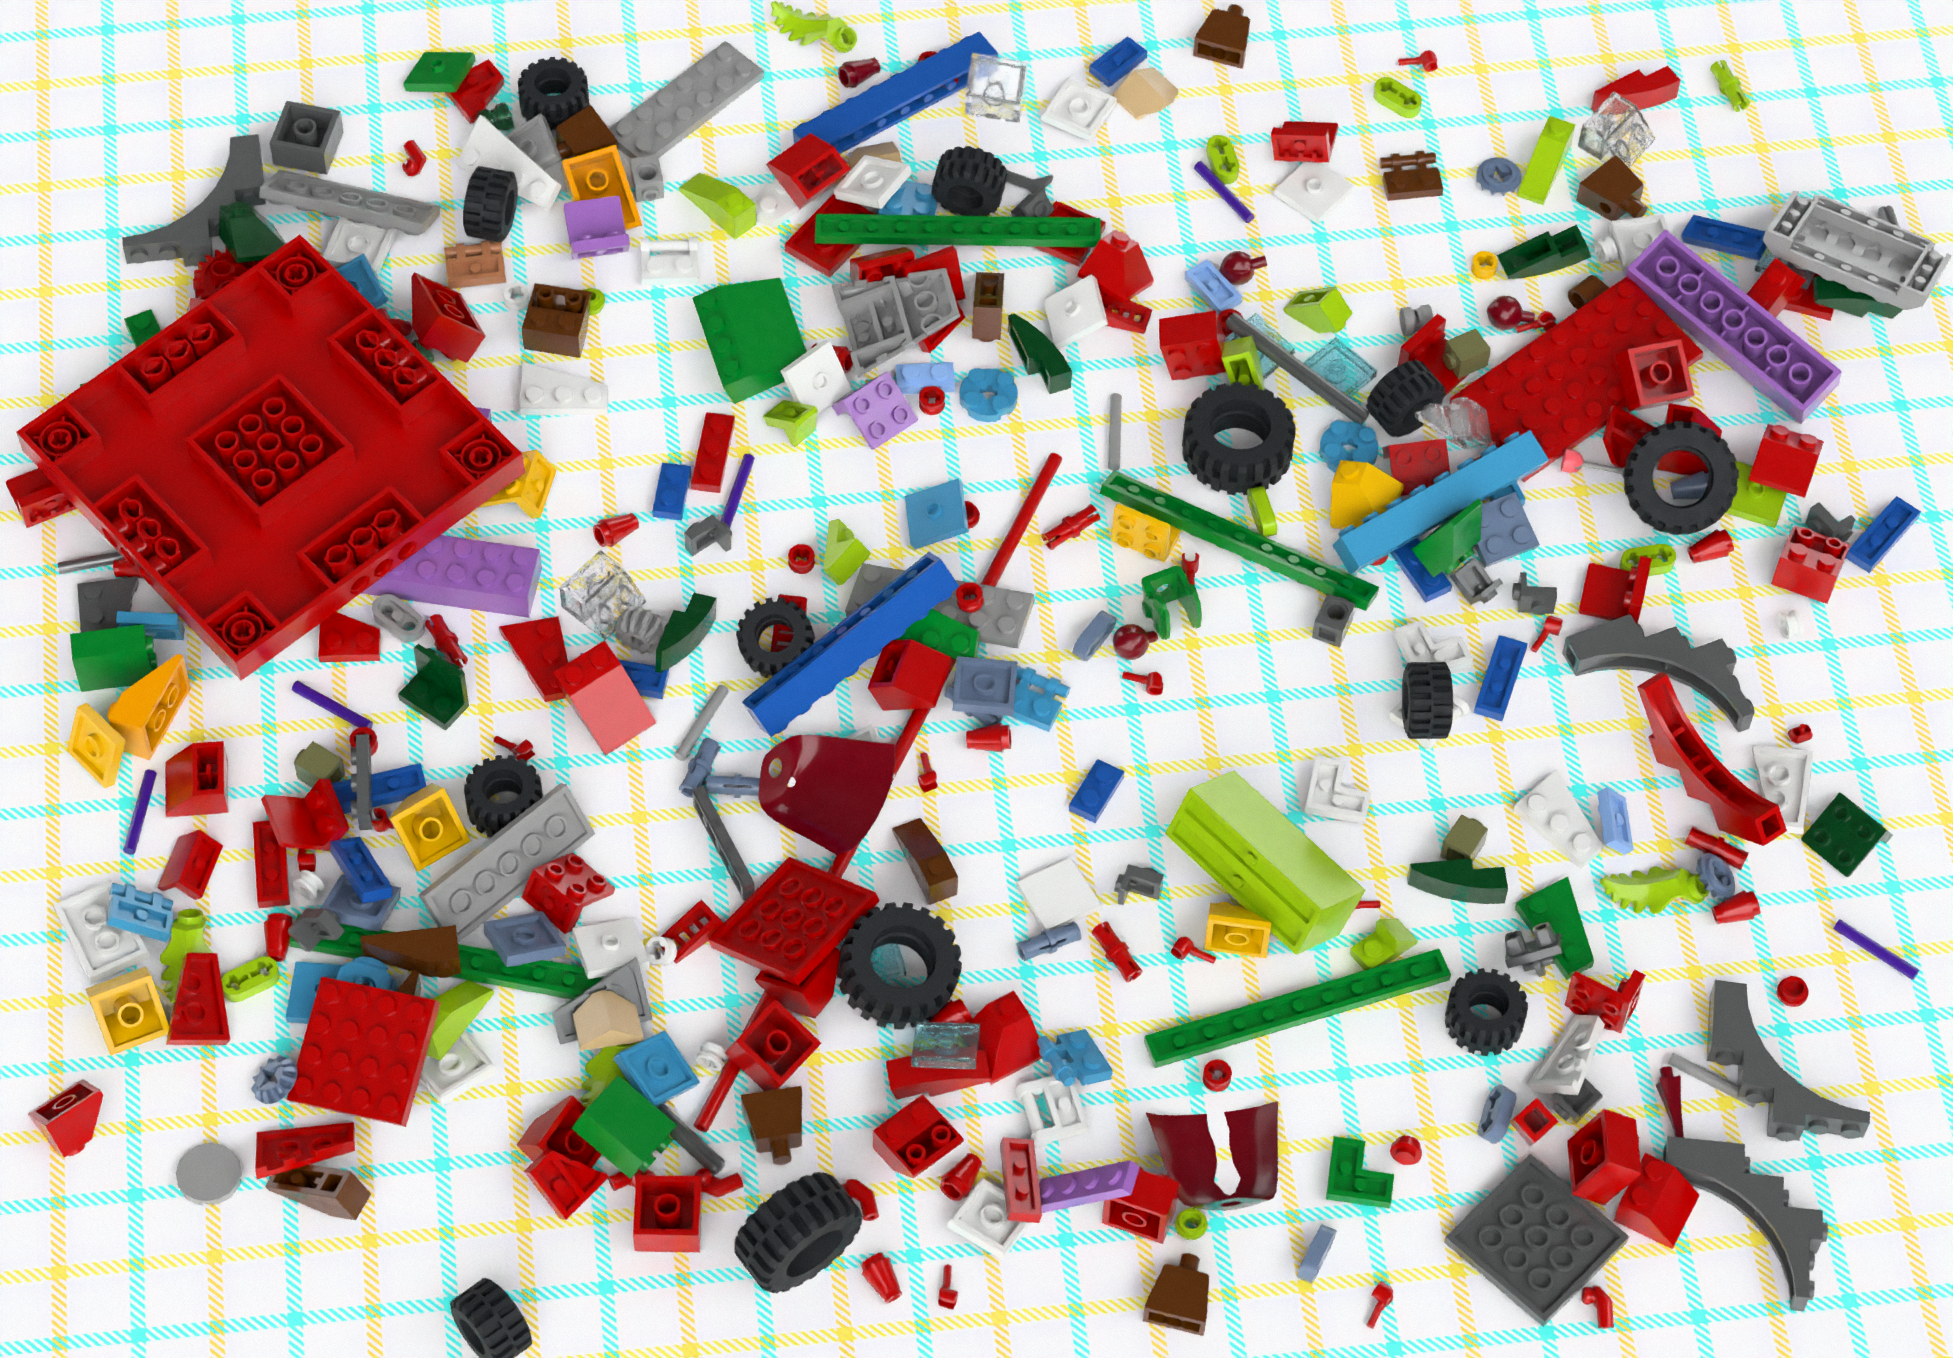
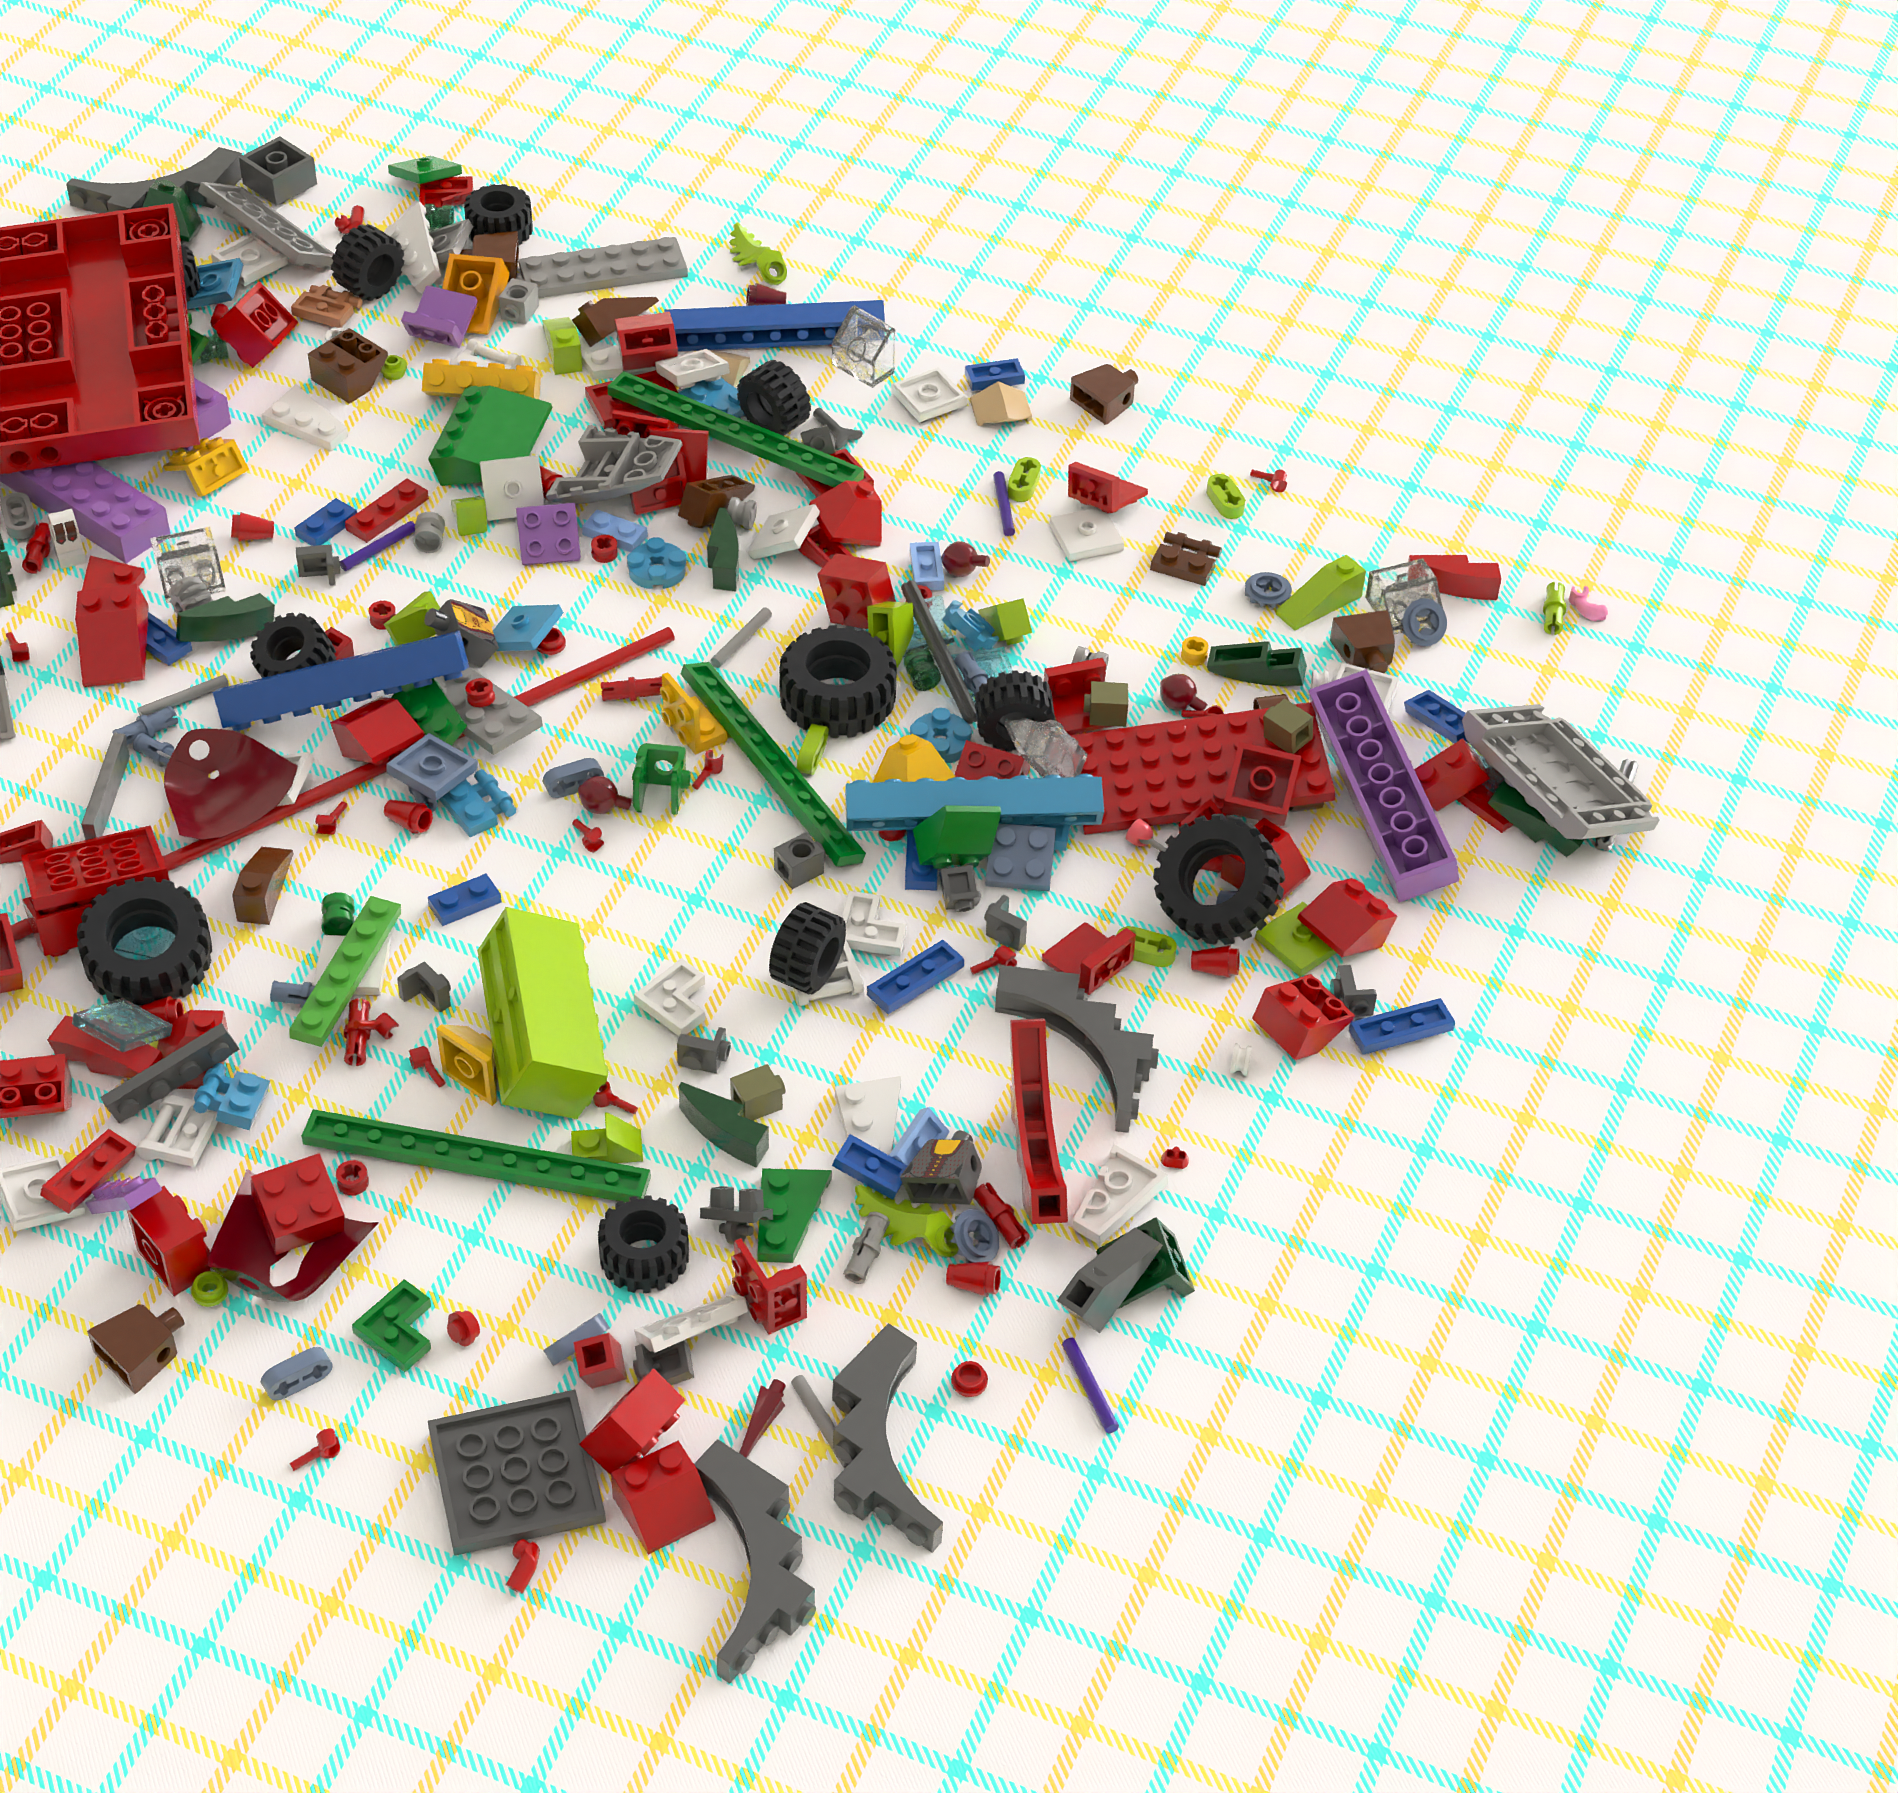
camera: 30 degrees right, 10 degrees down
(470, 622) = (66, 538): none -> white leg
(682, 284) = (451, 380): none -> yellow brick
(746, 160) = (598, 319): none -> reddish brown slope
(774, 458) = (429, 532): none -> light grey wheel
(894, 540) = (473, 625): none -> dark grey torso
(961, 1177) = (46, 1144): red cone -> none
(1011, 1077) = (170, 1073): none -> dark grey plate
(1014, 858) = (337, 913): none -> green wheel
(1023, 307) = (742, 512): none -> light grey wheel
(1070, 904) = (345, 971): none -> bright green plate
(1133, 936) = (381, 1024): none -> red hand
(1209, 1120) = (297, 1203): none -> red brick
(1290, 391) = (922, 669): none -> clear green wheel
(1300, 329) = (971, 624): none -> dark azure plate
(1344, 381) = (972, 673): none -> sand blue pin
(1396, 830) = (703, 1053): none -> dark grey bracket
(1600, 859) = (870, 1166): none -> blue plate
(1634, 310) = (1288, 726): none -> olive brick
(1647, 945) = (866, 1248): none -> light grey pin
(1652, 143) = (1435, 619): none -> sand blue gear
(1655, 834) = (944, 1171): none -> dark grey torso
(1758, 74) = (1588, 610): none -> bright pink arm
(1842, 858) = (1108, 1278): none -> dark grey slope

